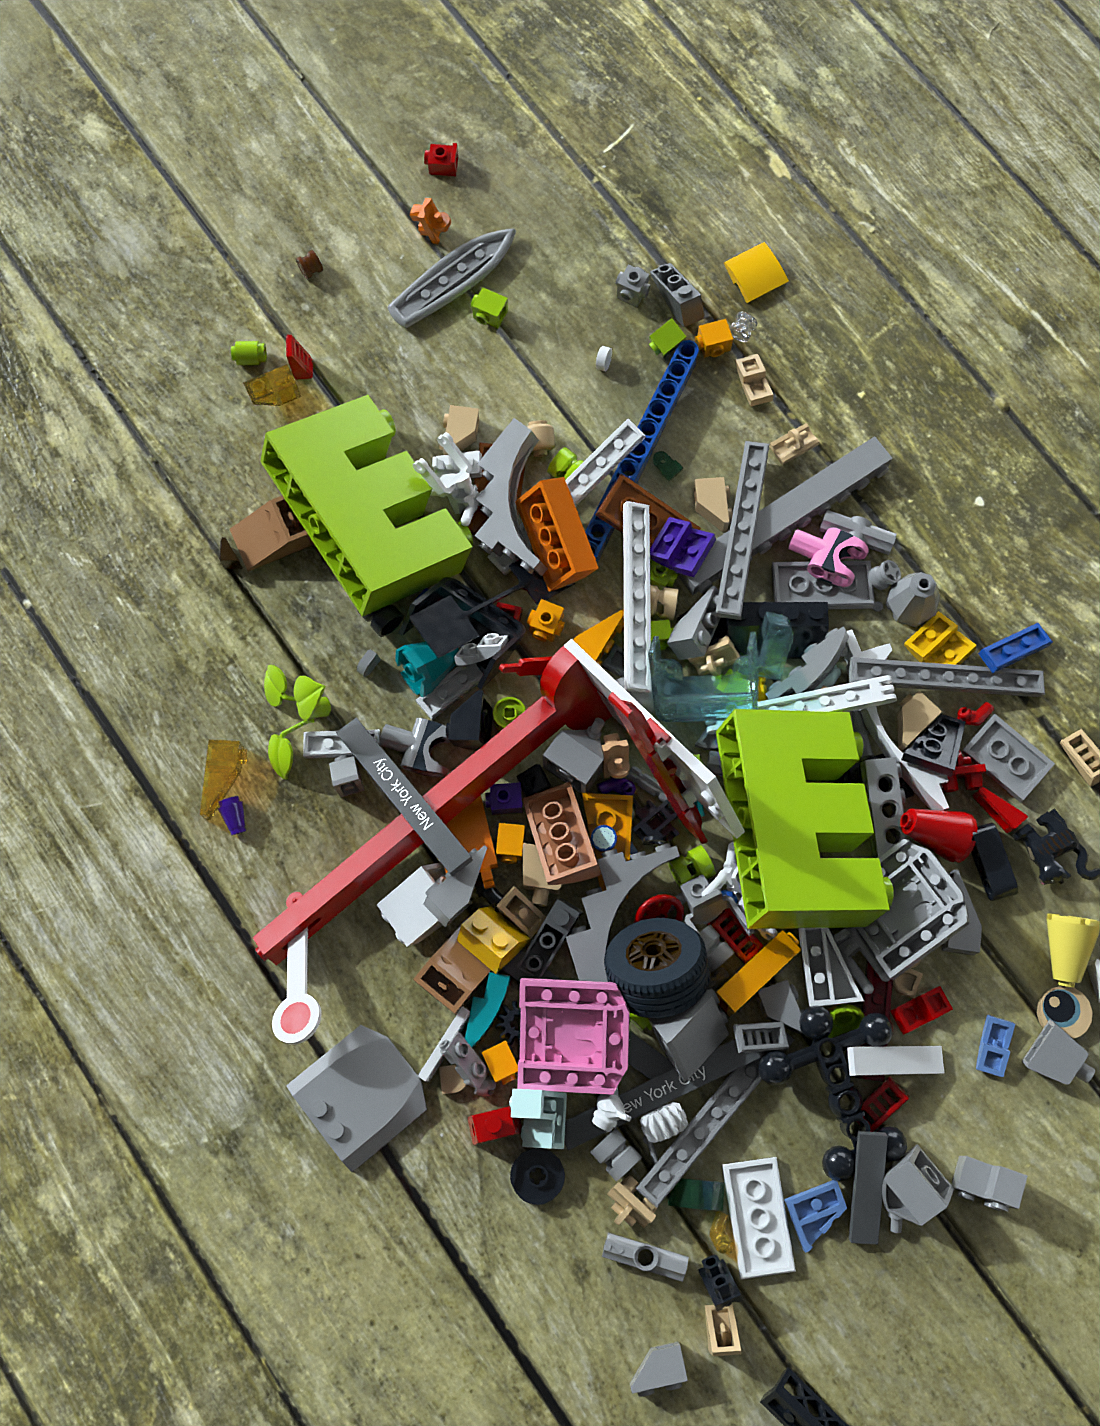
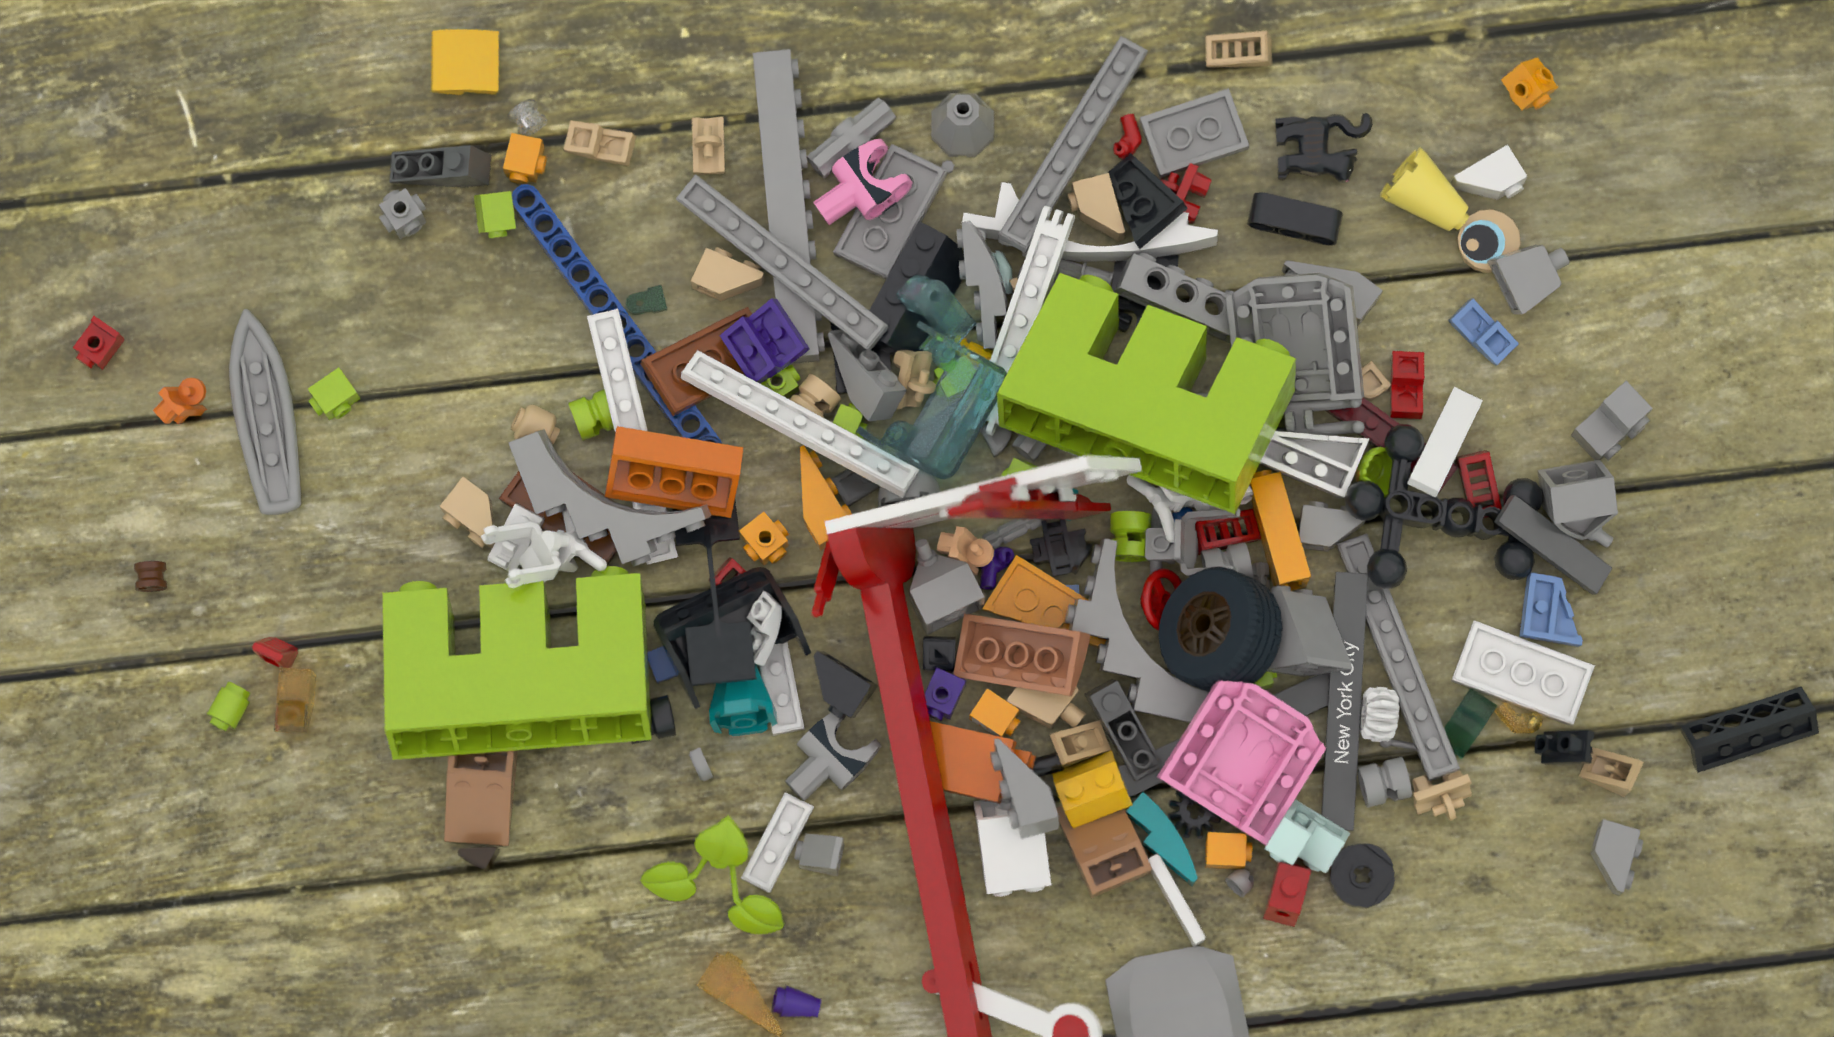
camera: 60 degrees left, 5 degrees up
(405, 797) = (886, 799): dark grey tile -> none
(450, 1080) = (1215, 912): tan tile -> none
(468, 1063) = (1215, 883): light grey hinge -> none
(506, 711) = (852, 640): lime wheel -> none
(603, 358) = (475, 298): white tile -> none
(603, 838) = (1047, 611): light aqua tile -> none
(609, 1111) = (1339, 763): white animal -> none
(663, 1262) = (1515, 794): light grey piece -> none
(777, 1032) = (1356, 547): light grey slope -> none
(885, 574) = (919, 138): light grey wheel -> none
(940, 642) = (1028, 126): yellow slope -> none
(941, 831) = (1238, 252): red cone -> none
(999, 810) = (1250, 175): red slope -> none
(1015, 647) = (1079, 50): blue tile -> none

